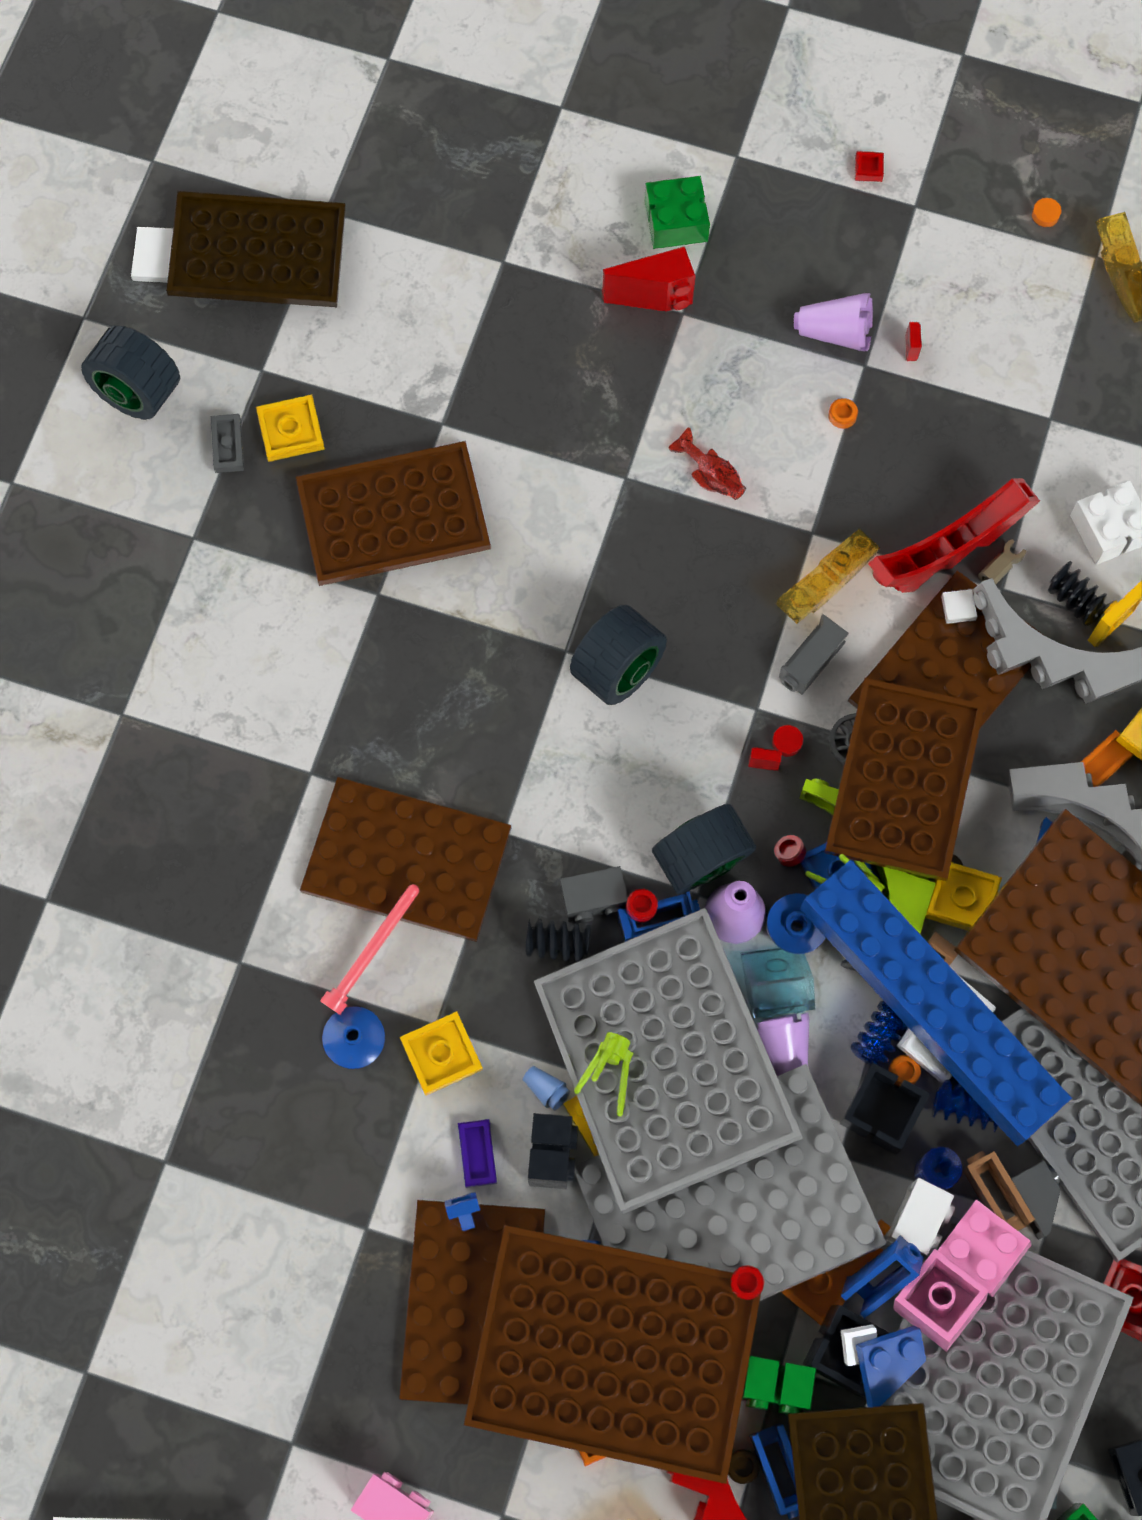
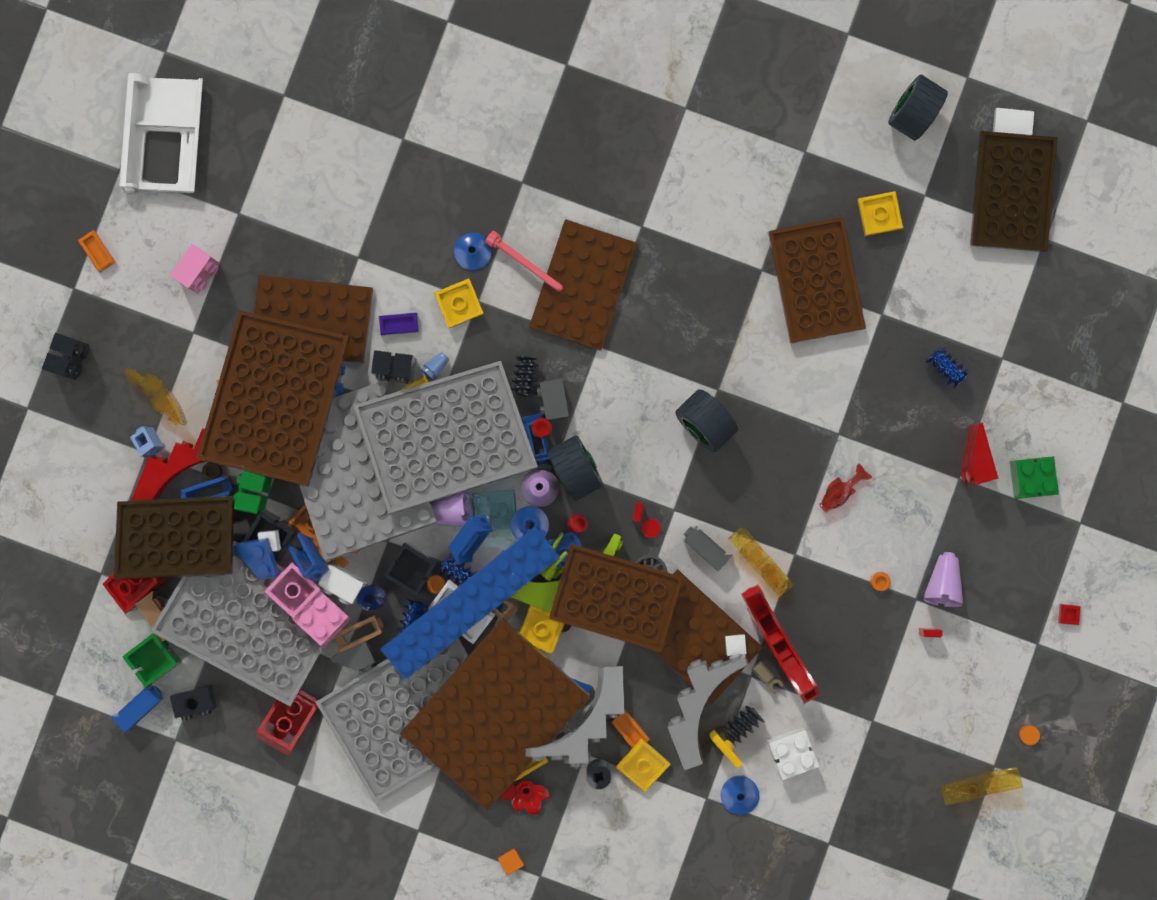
camera: 90 degrees right, 15 degrees up
(227, 443) = (870, 172): dark grey plate -> none
(463, 1208) = (361, 313): blue tile -> none
(518, 326) = (947, 366): none -> clear blue piece
(611, 1051) = (450, 403): lime plant -> none
(747, 1282) = (304, 475): red tile -> none
(828, 1011) = (470, 538): none -> blue window

